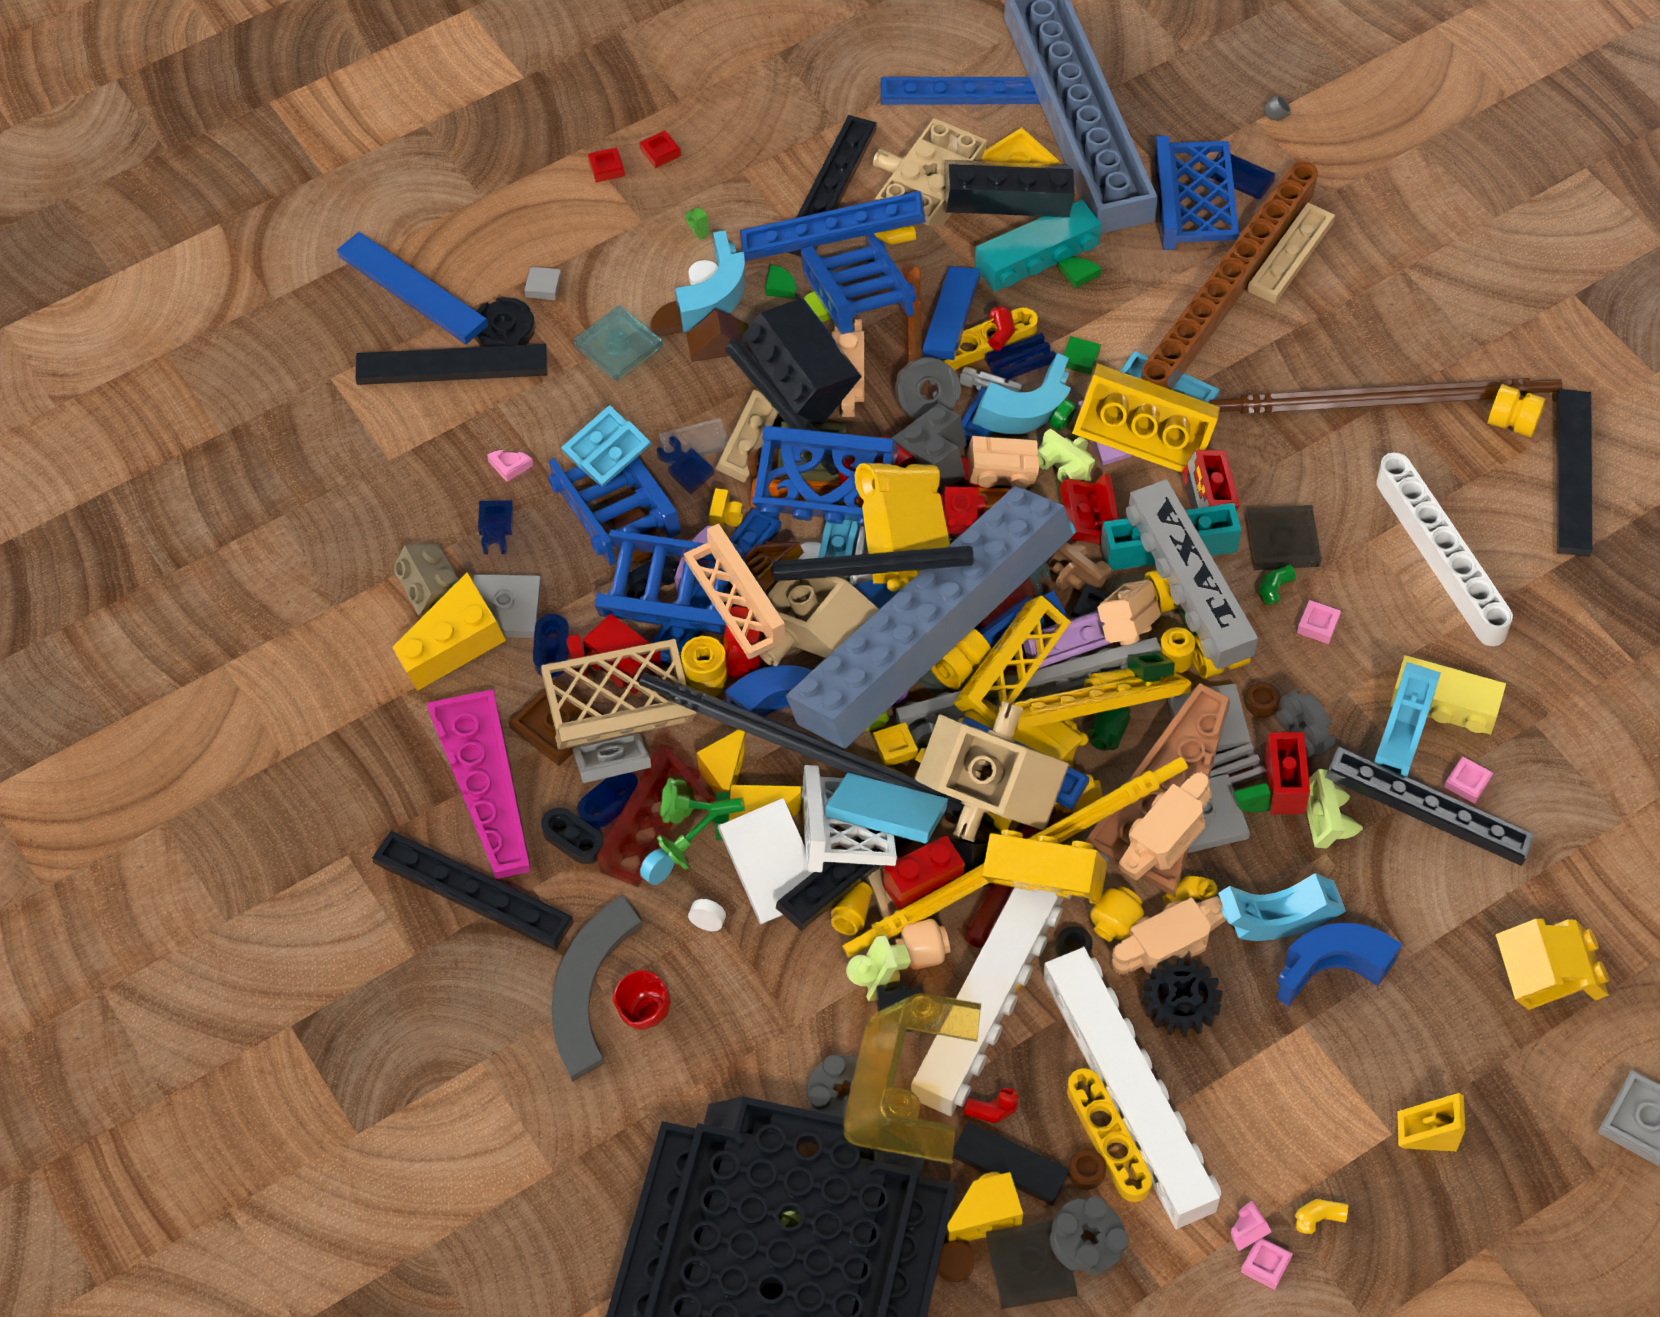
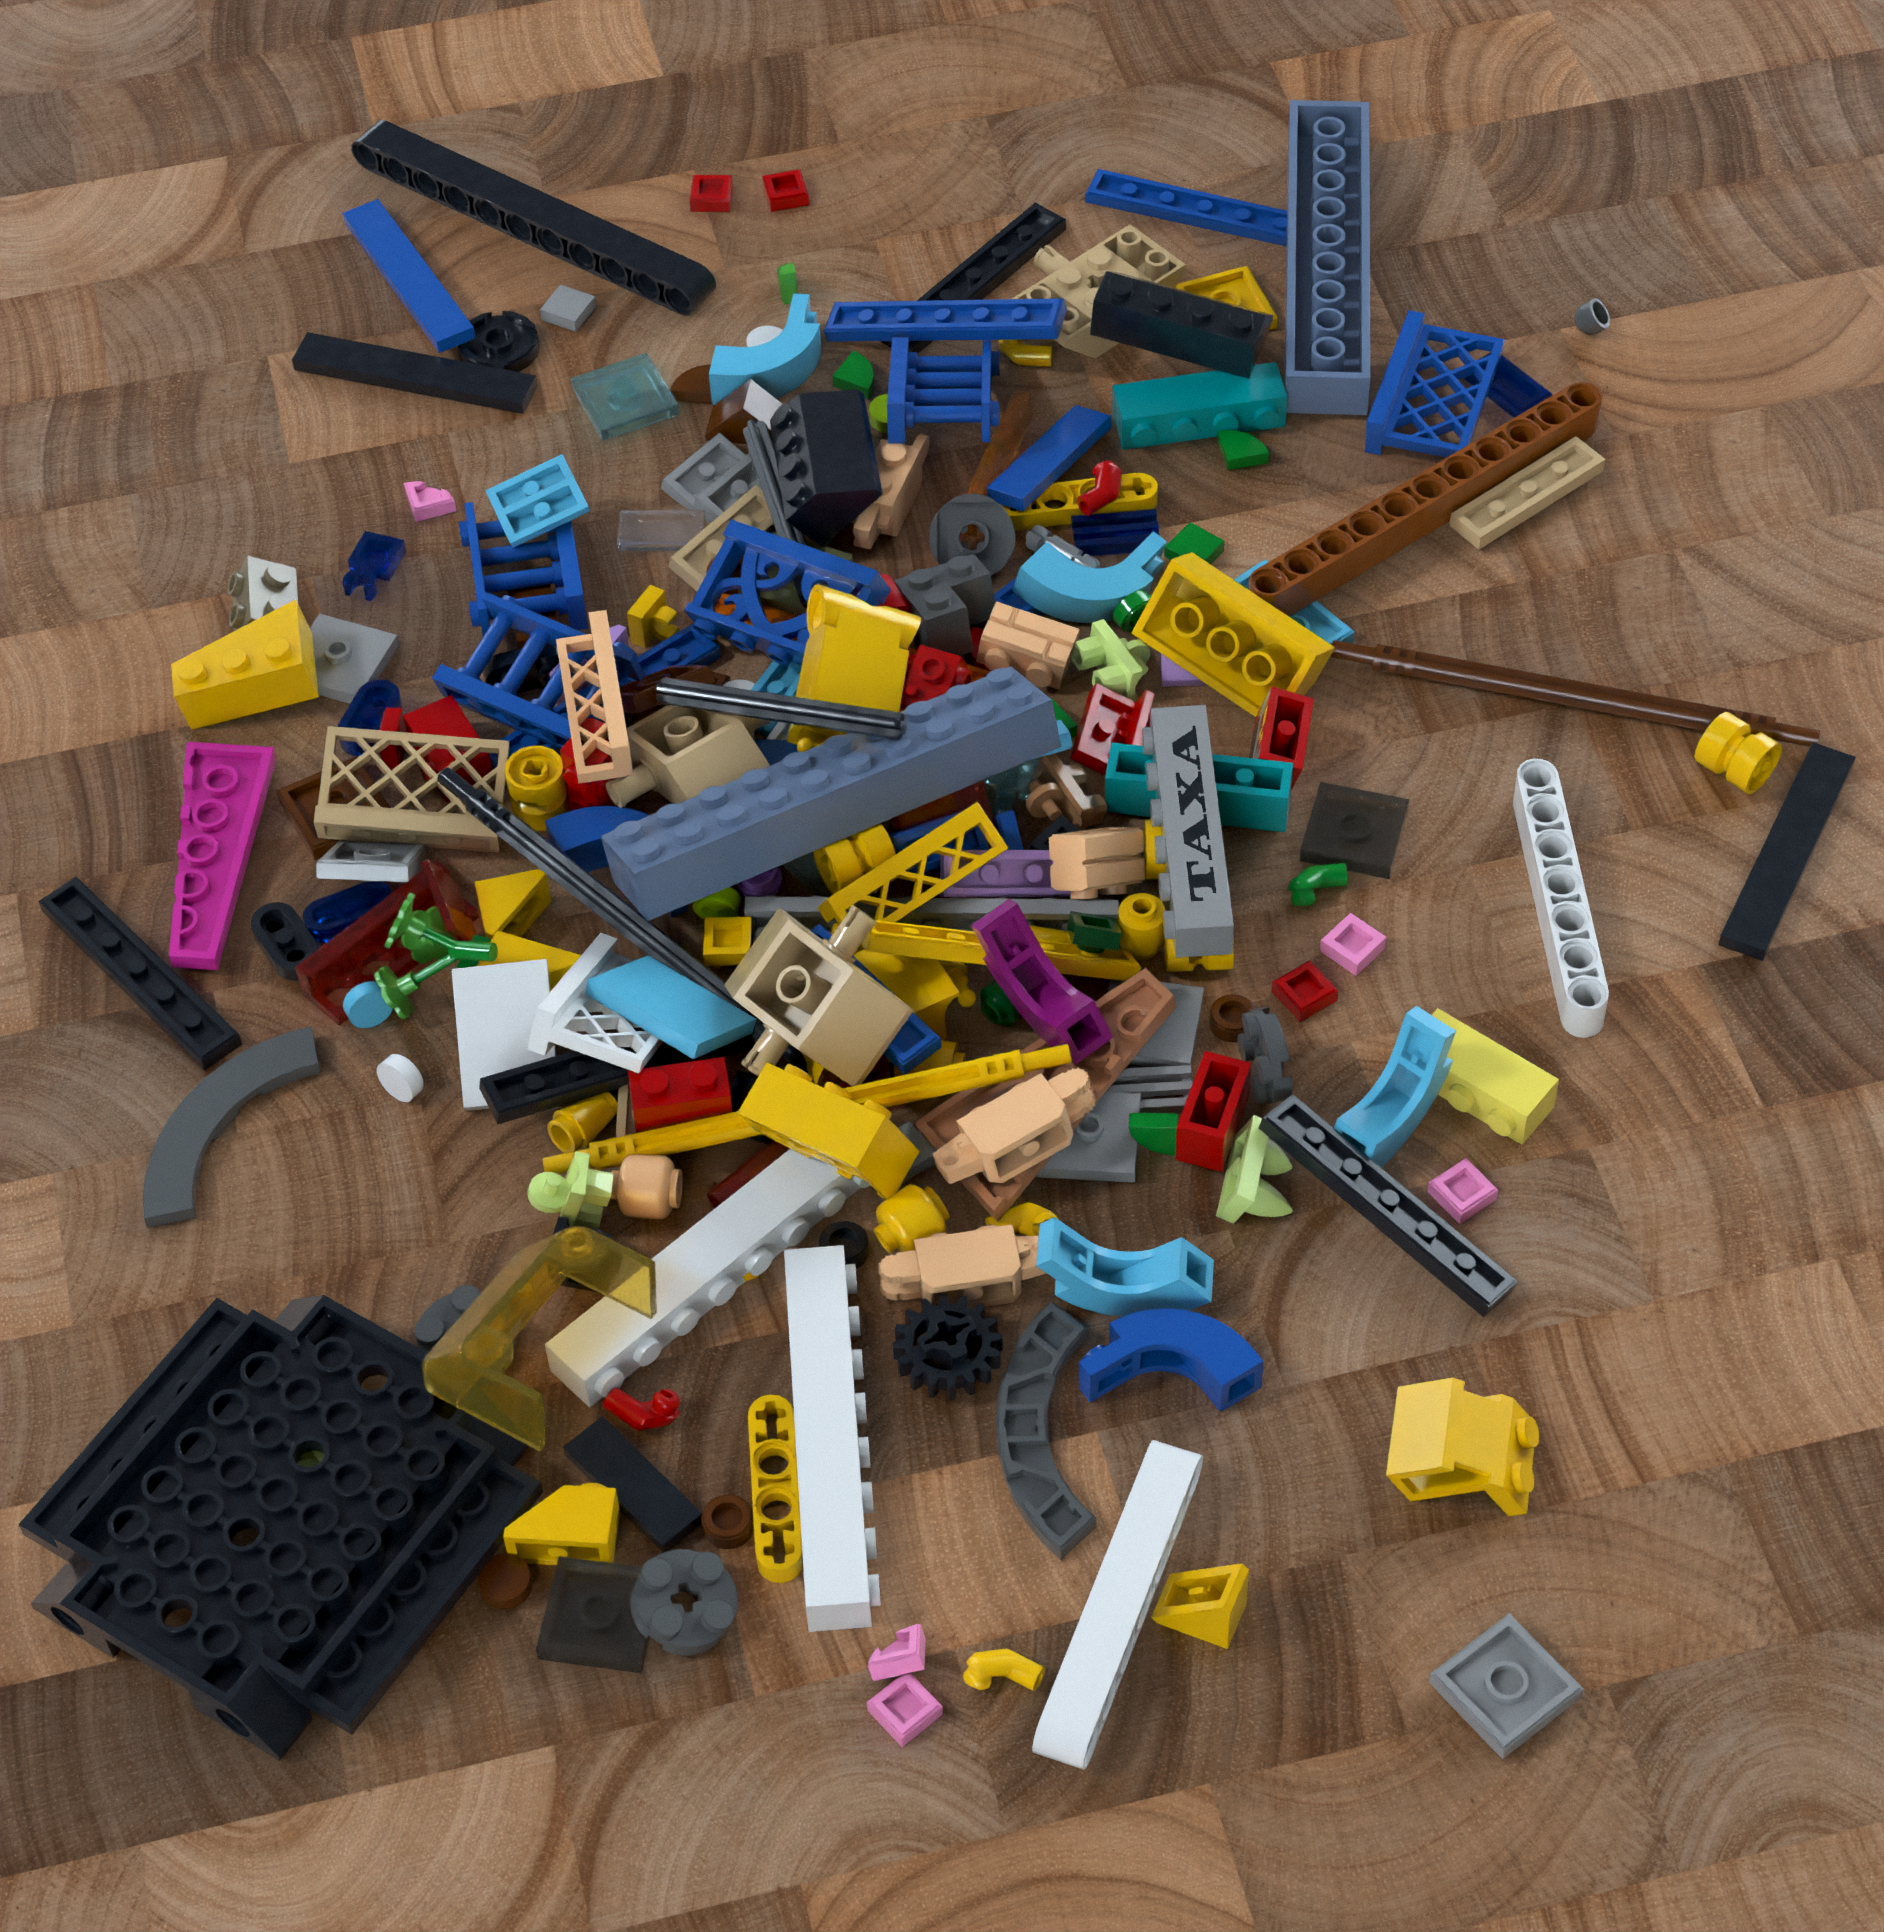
camera: 20 degrees right, 5 degrees down
(483, 217) = (534, 217): none -> black beam
(642, 999) = (269, 1152): red hair -> none
(687, 468) = (633, 556): clear blue plate -> none
(717, 392) = (712, 478): none -> light grey slope
(1141, 723) = (1036, 987): none -> magenta arch
(1258, 1044) = (1023, 1432): none -> dark grey tile
(1301, 665) = (1304, 991): none -> red tile
(1377, 1145) = (1117, 1605): none -> white beam

